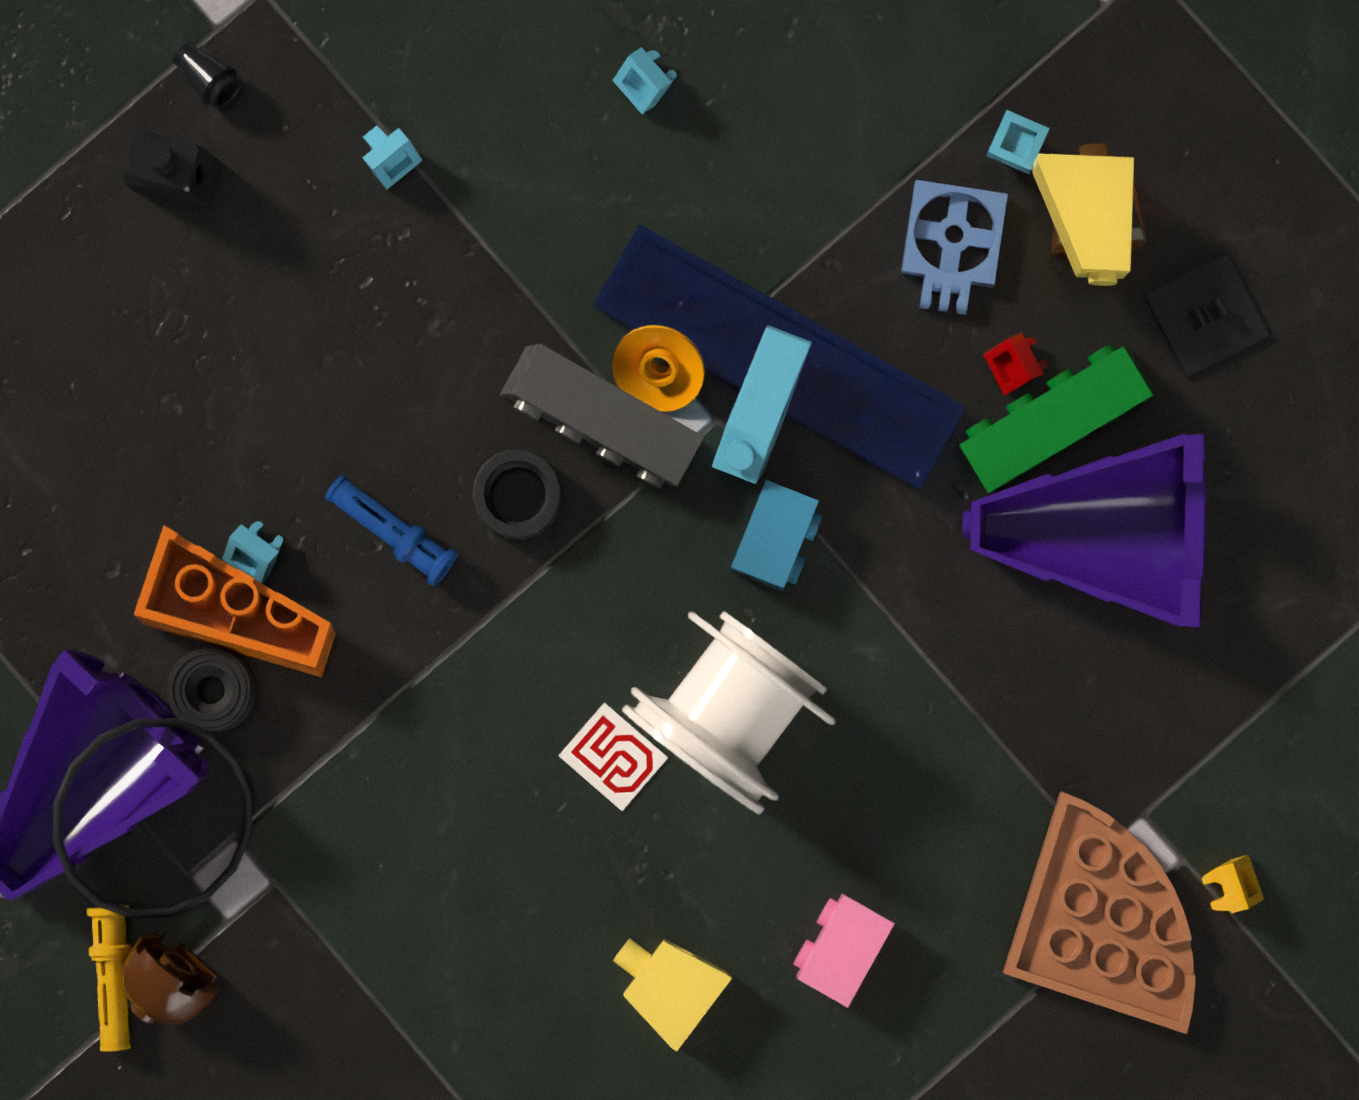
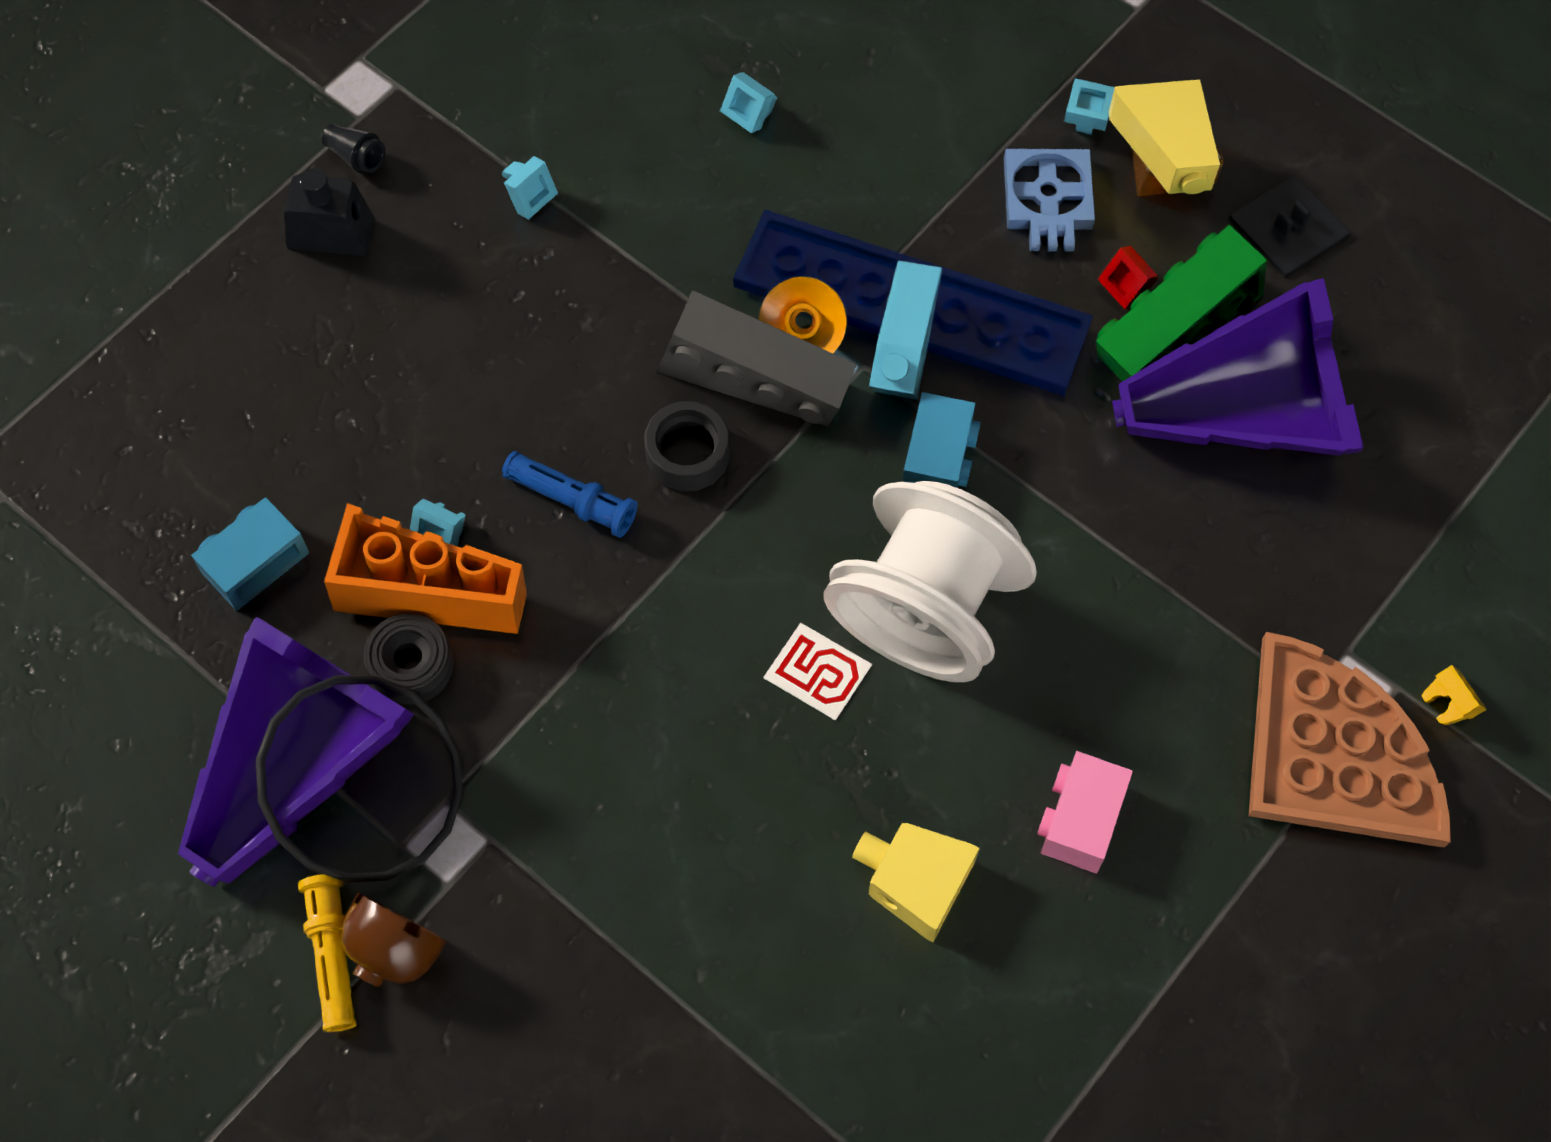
camera: 15 degrees left, 20 degrees down
(63, 552) = (250, 553): none -> dark azure brick

